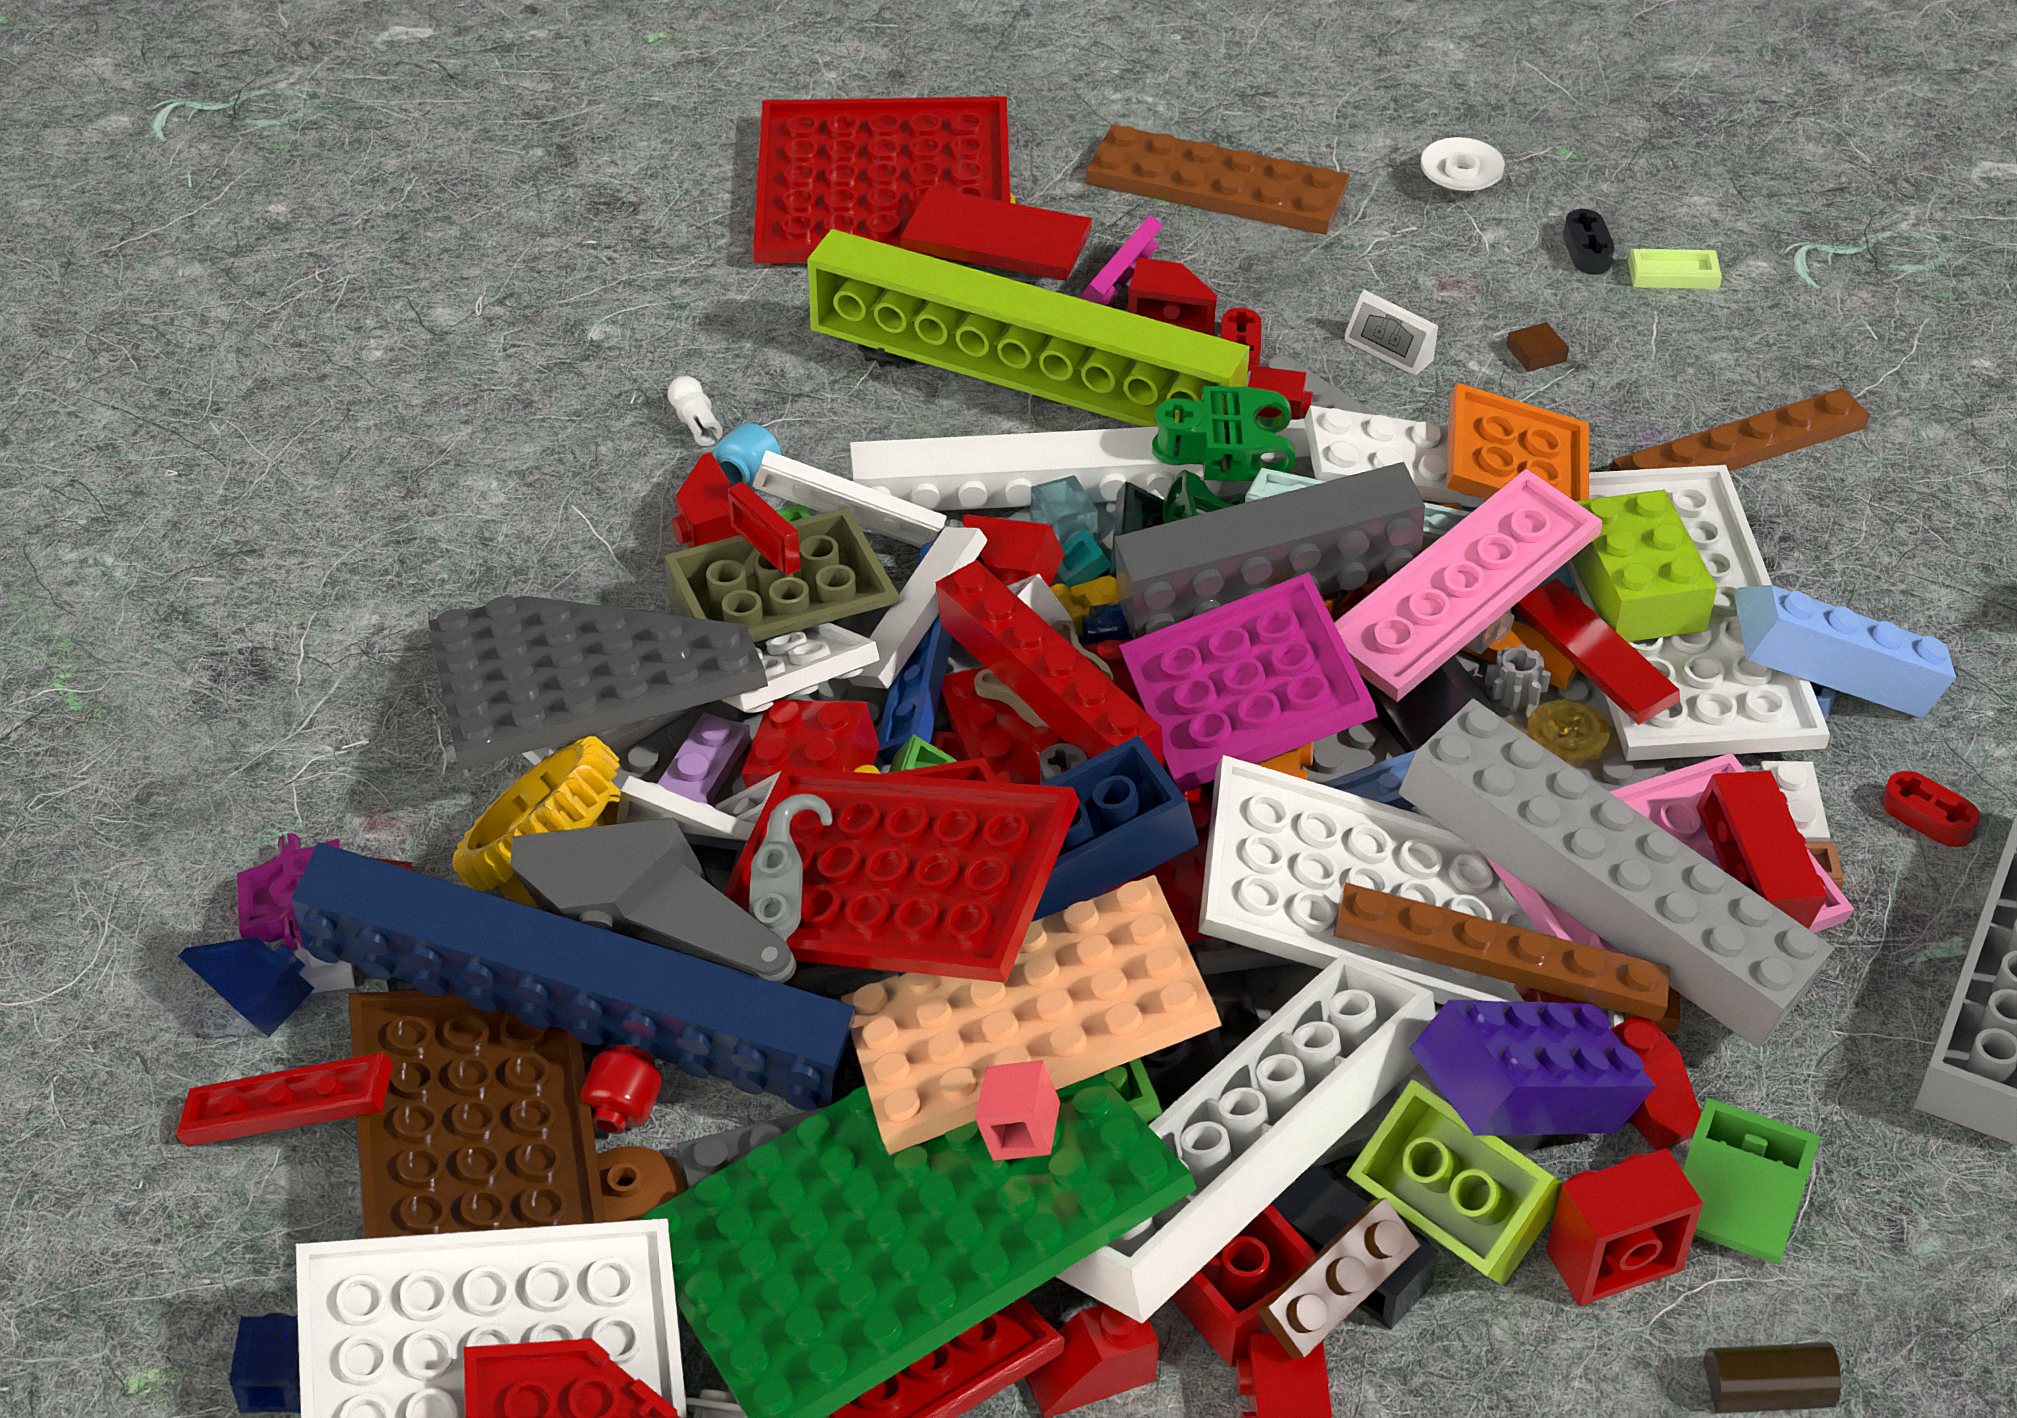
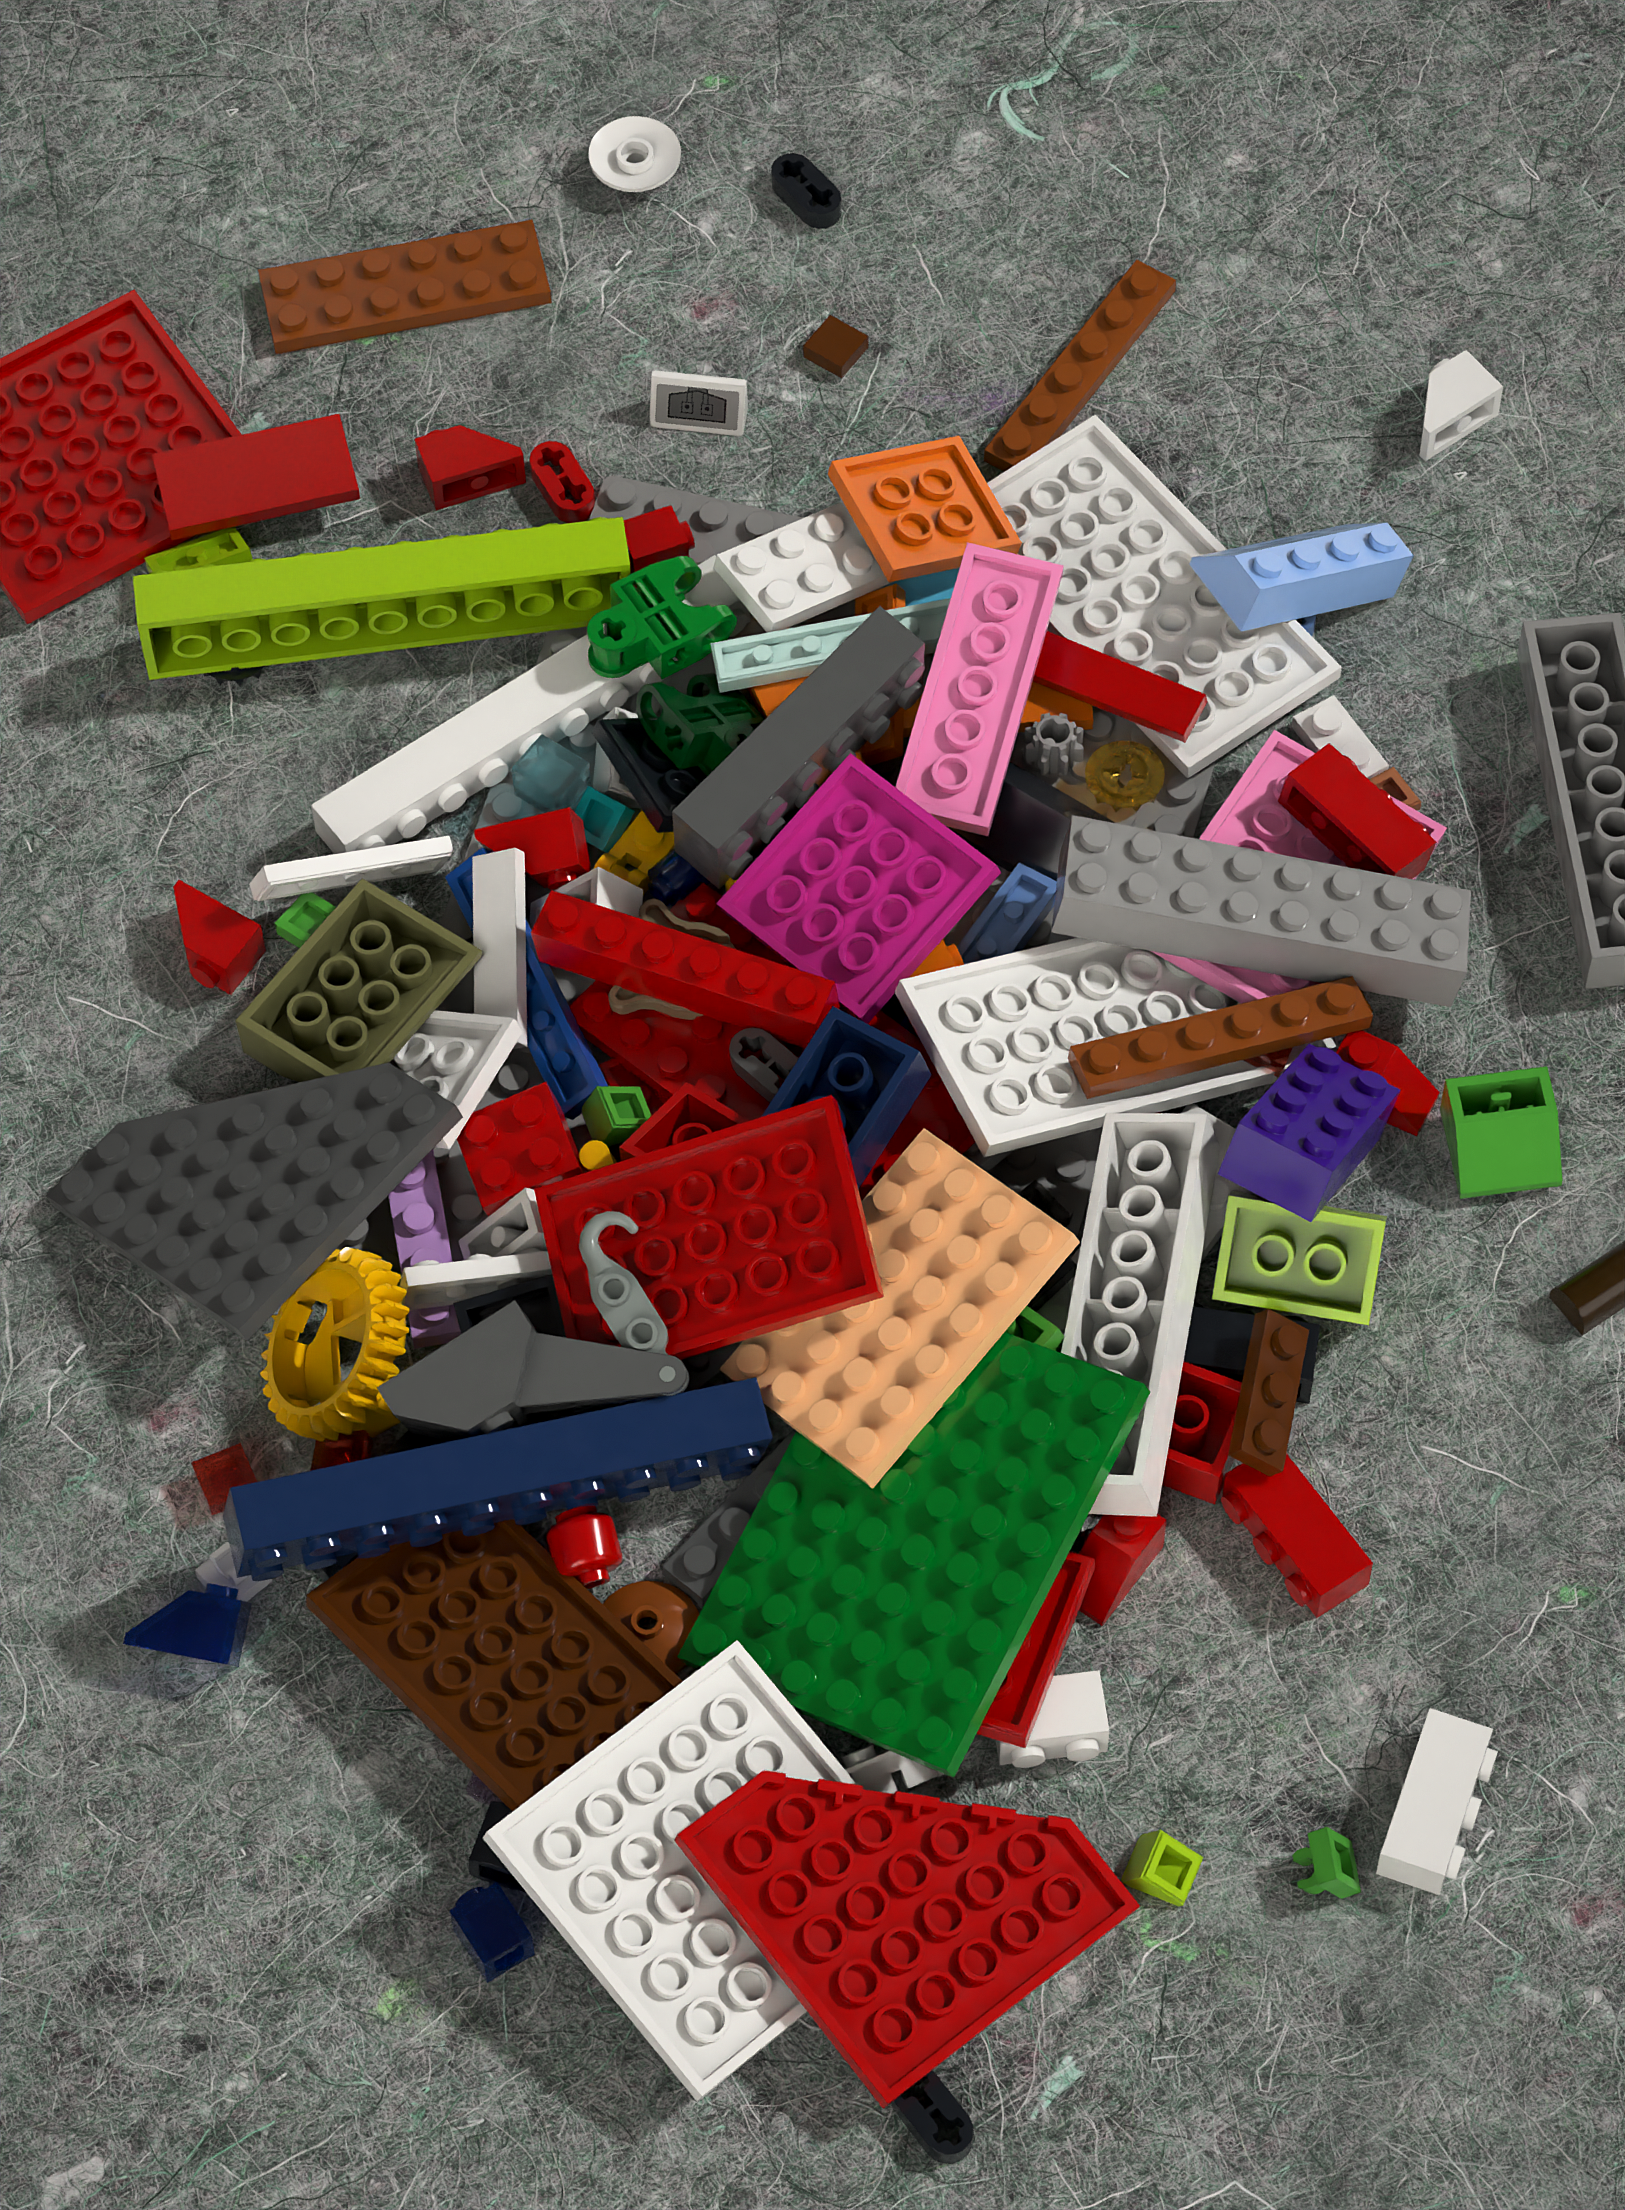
camera: 30 degrees left, 15 degrees up
(267, 892) = (163, 1528): magenta plate -> none
(285, 1099) = (326, 1715): red tile -> none
(694, 409) = (88, 819): white pin -> none
(742, 452) = (208, 860): medium azure head -> none
(764, 528) = (318, 948): red tile -> none
(1017, 1110) = (970, 1402): coral brick -> none
(1122, 265) = (393, 453): dark pink plate -> none
(1623, 1226) = (1440, 1223): red brick -> none
(1645, 568) = (1112, 582): lime brick -> none
(1674, 268) = (903, 184): yellowish green tile -> none
(1930, 808) = (1450, 690): red beam -> none

